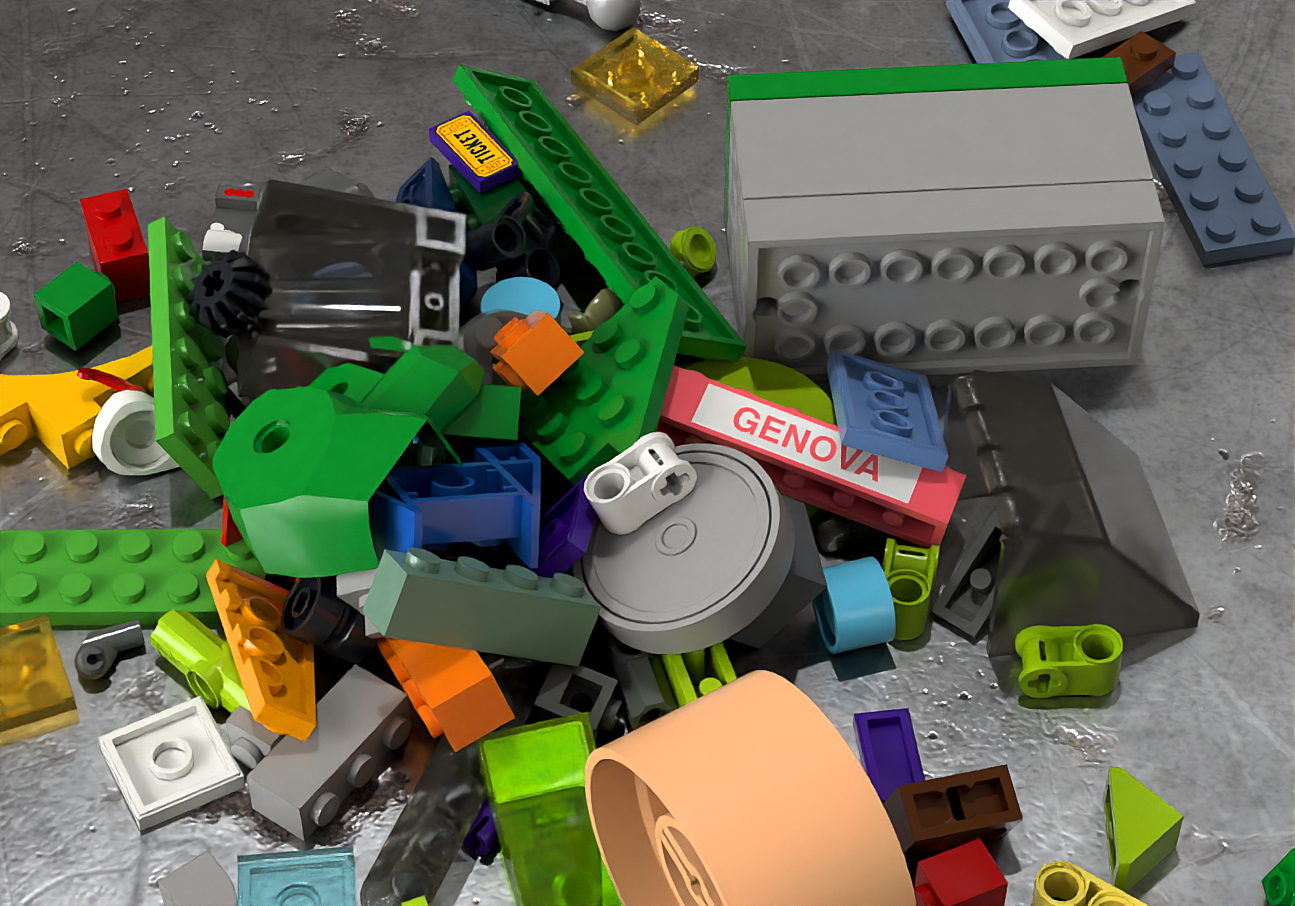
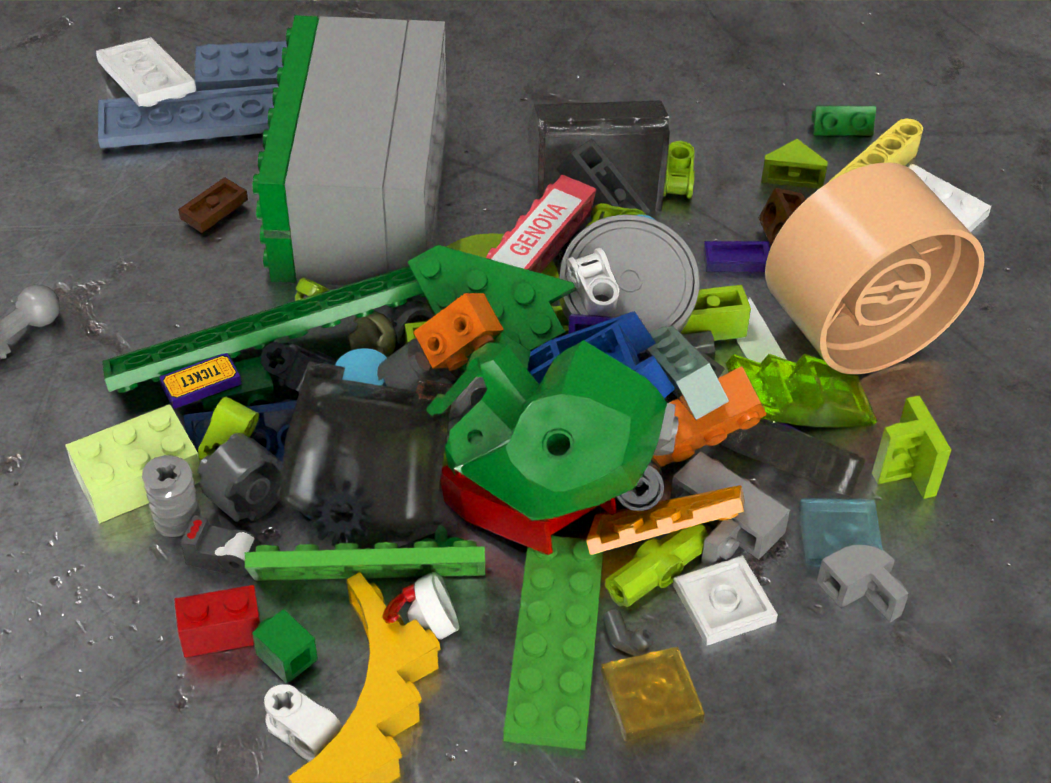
camera: 85 degrees left, 0 degrees up
(287, 147) = (170, 494): none -> light grey piece
(355, 128) = (113, 460): none -> yellowish green brick
(401, 182) = (227, 420): none -> lime piece
(635, 75) = (119, 305): clear yellow plate -> none
(886, 411) = (499, 203): medium blue tile -> none
(1143, 60) = (211, 70): reddish brown plate -> none

